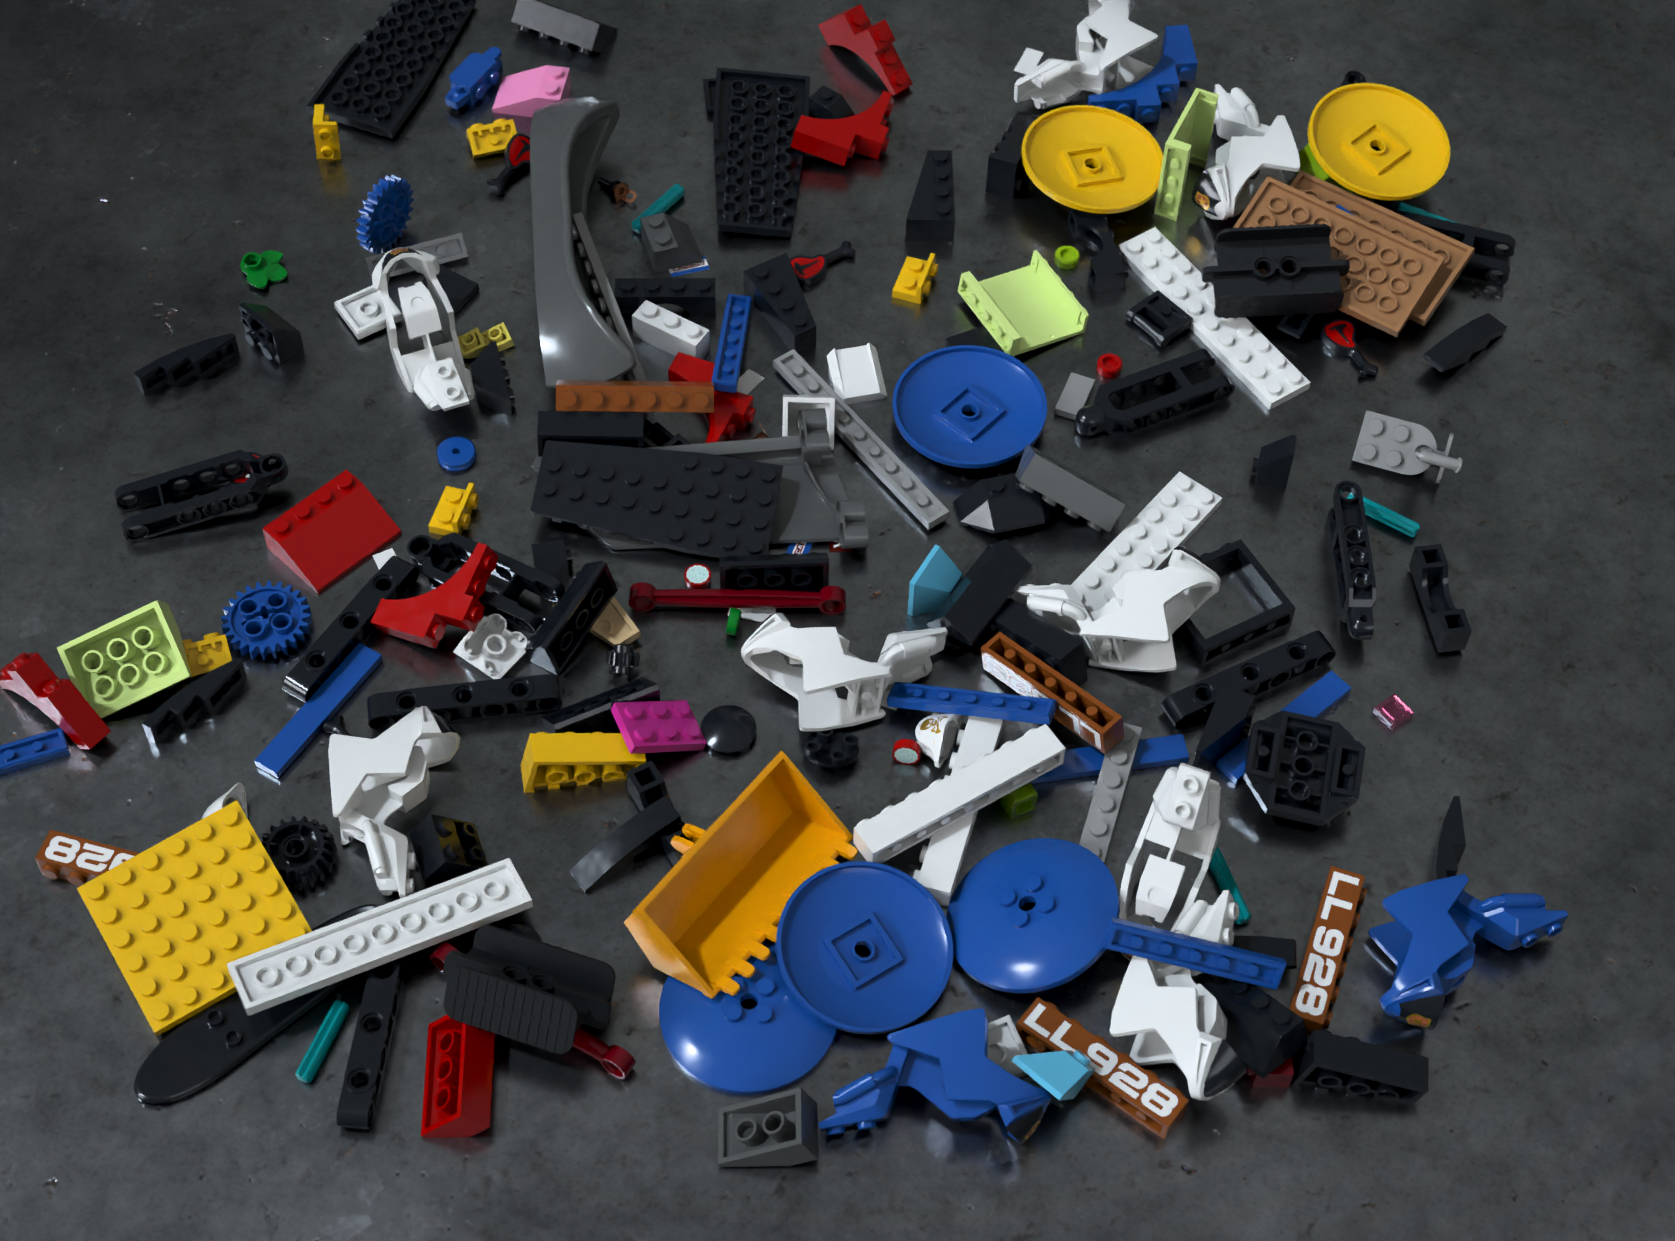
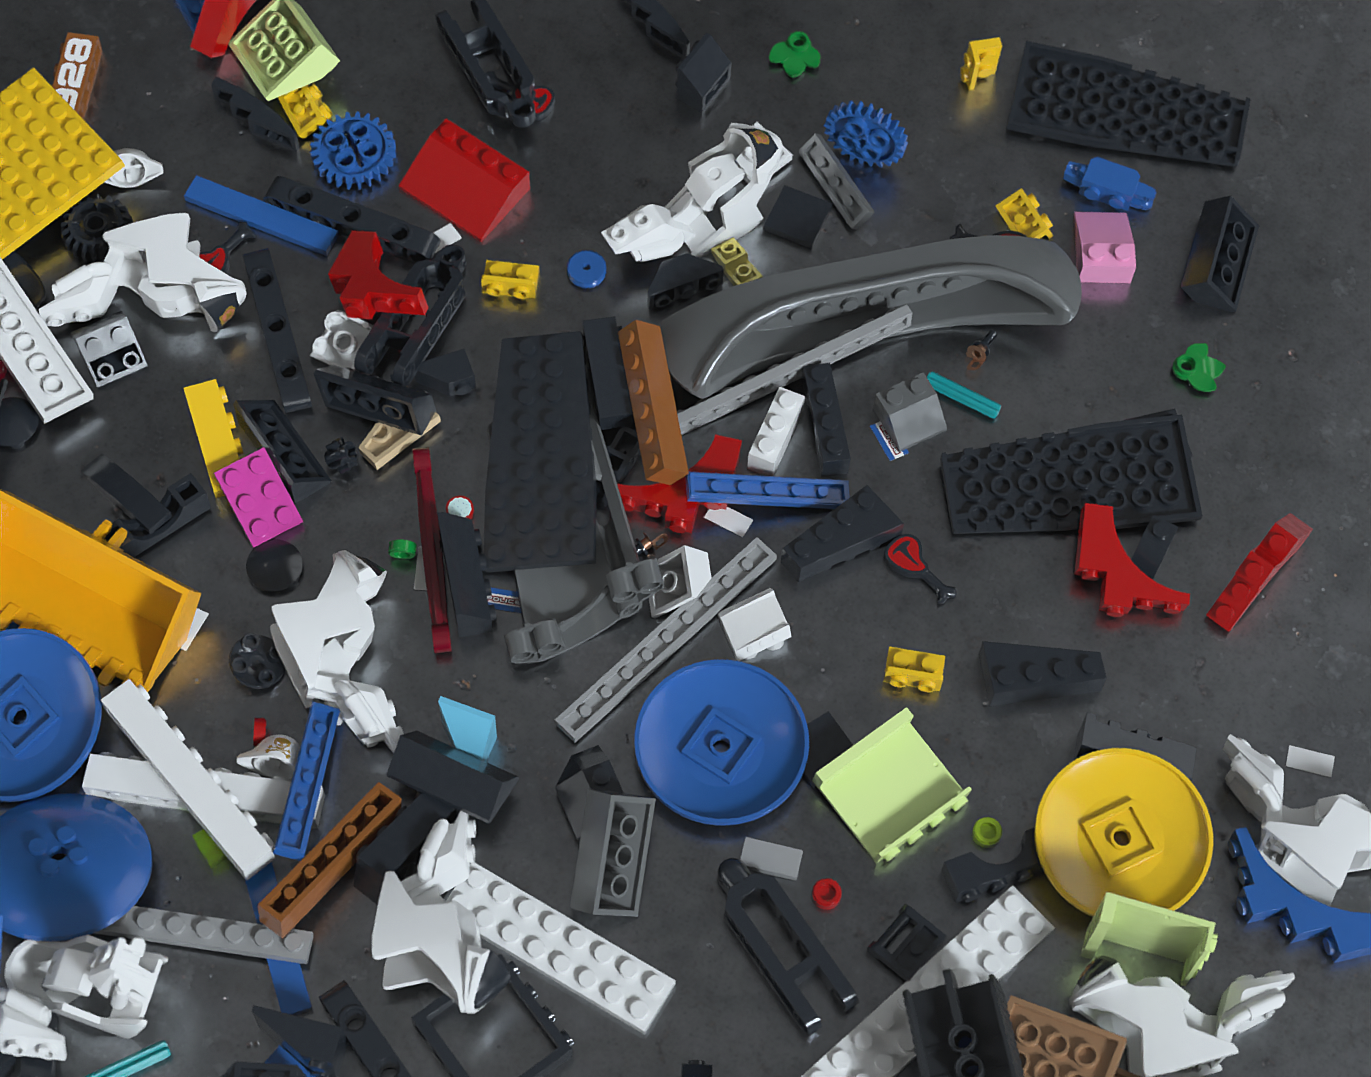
camera: 80 degrees right, 10 degrees up
(667, 59) = (1201, 367): none -> green plate

